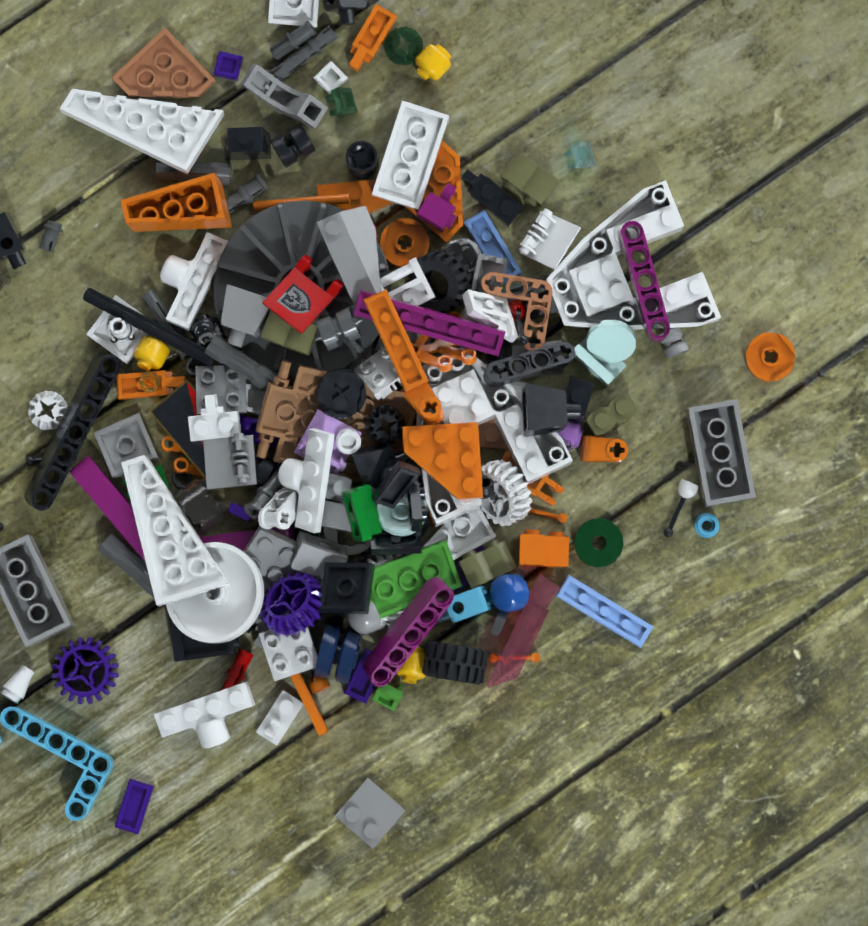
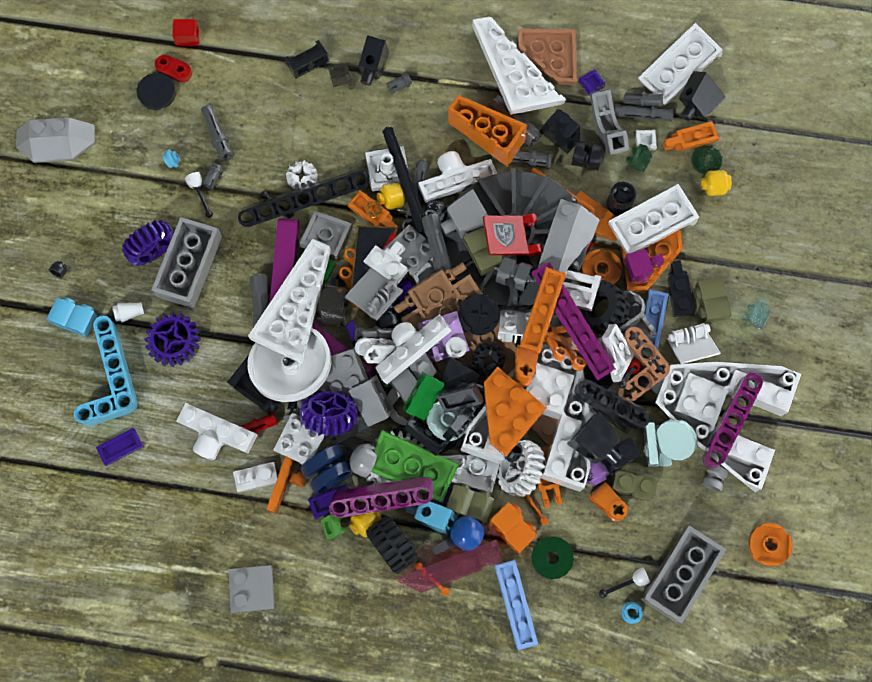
camera: 45 degrees right, 10 degrees down
(346, 588) = (369, 432): black tile -> none

